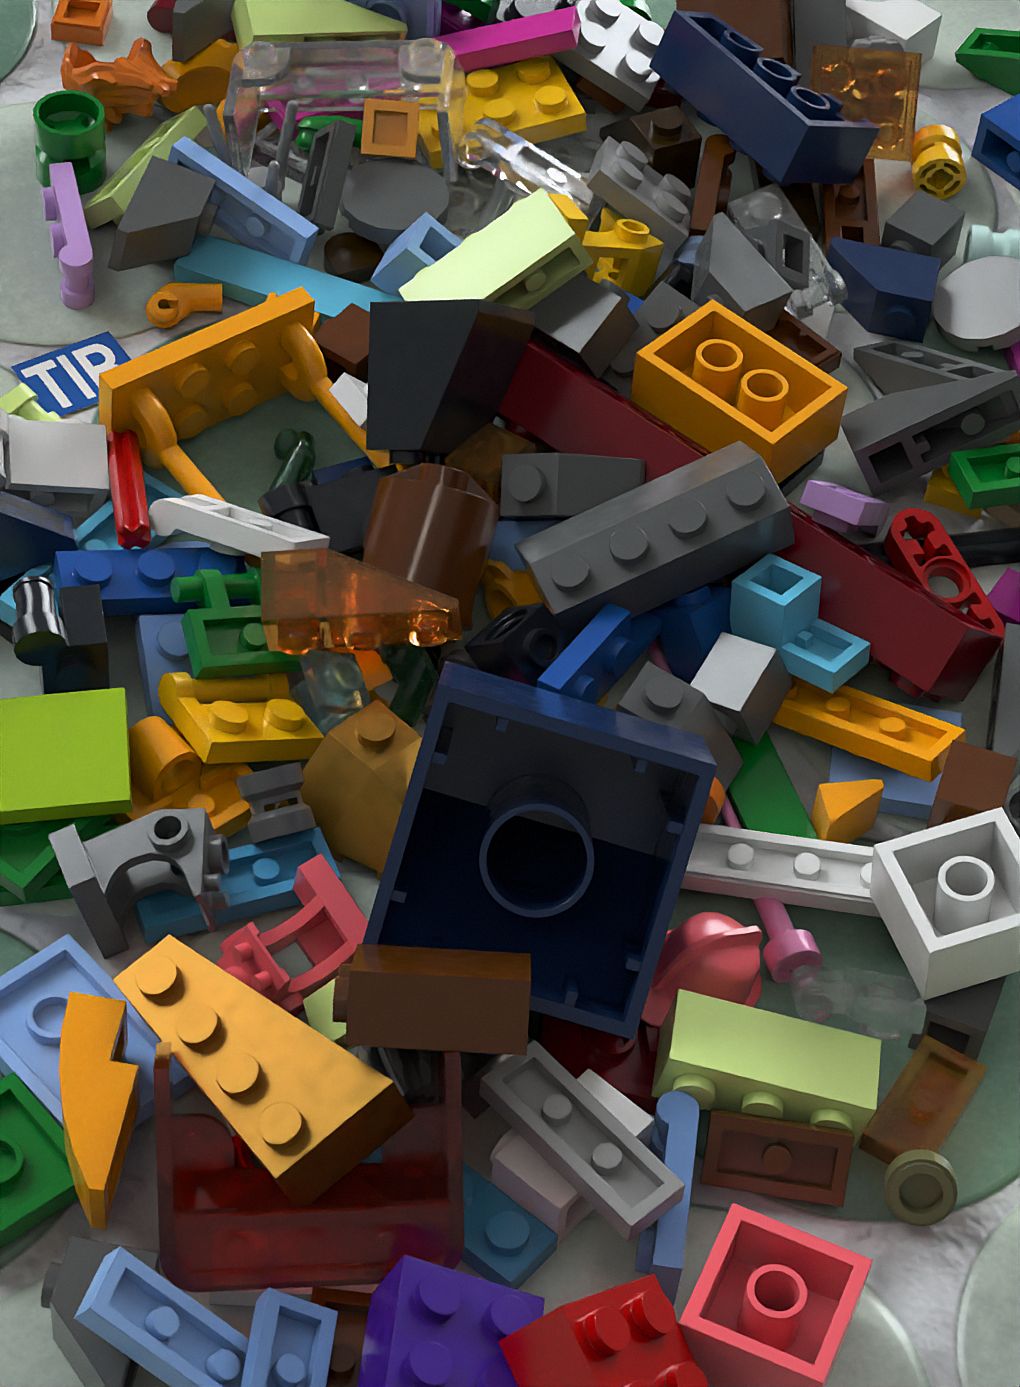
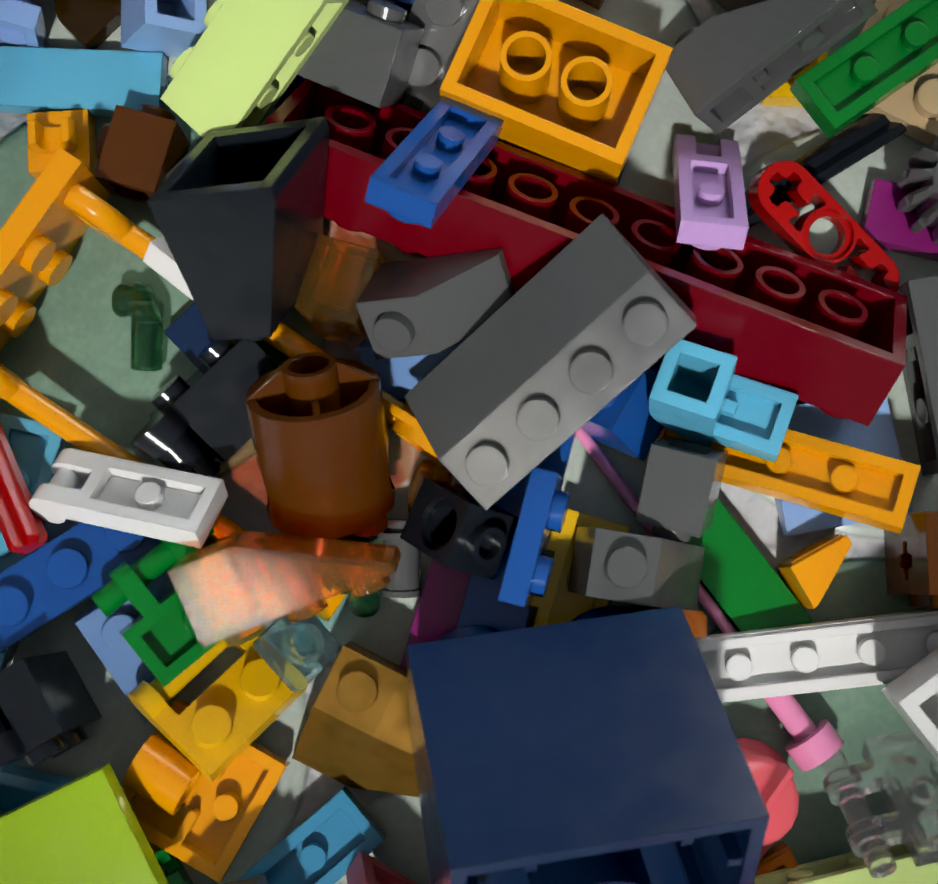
camera: 10 degrees left, 35 degrees up
(273, 787) = (295, 798): dark grey wheel -> none
(611, 373) = (433, 163): none -> blue plate

